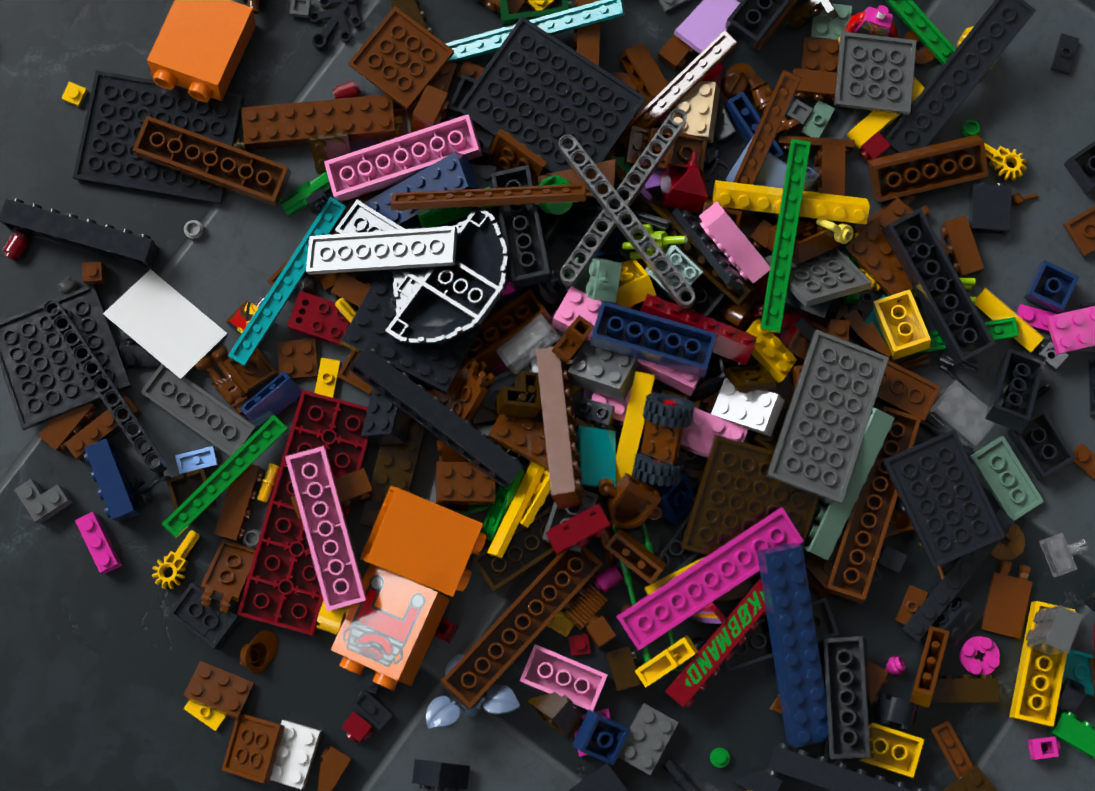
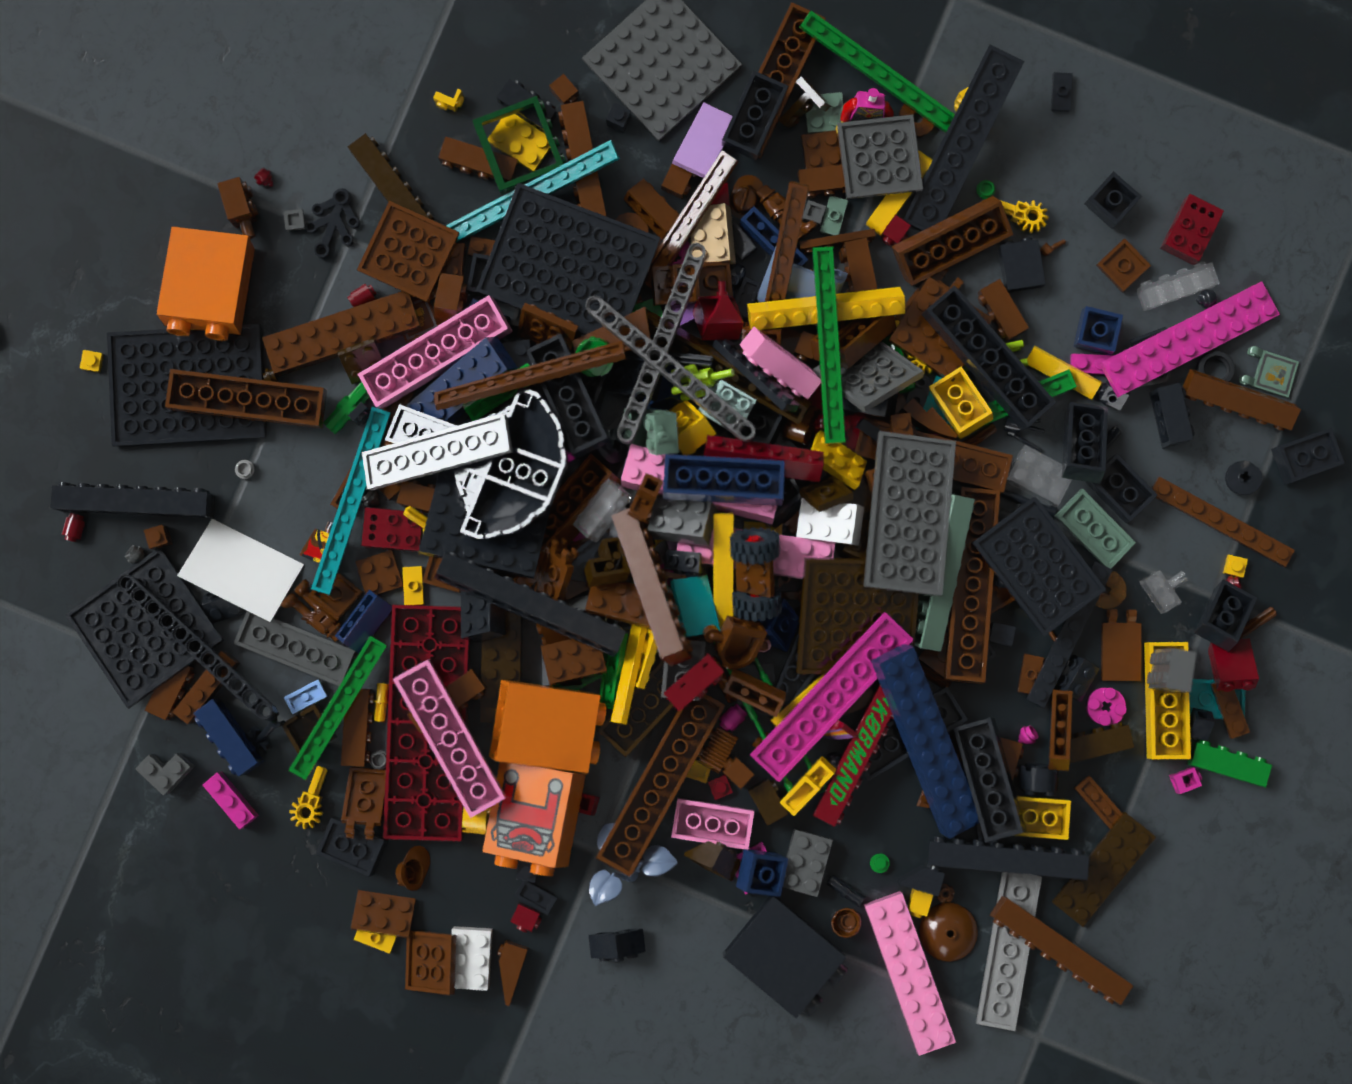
camera: 15 degrees left, 5 degrees up
(842, 233) = (884, 326): light yellow plate -> none

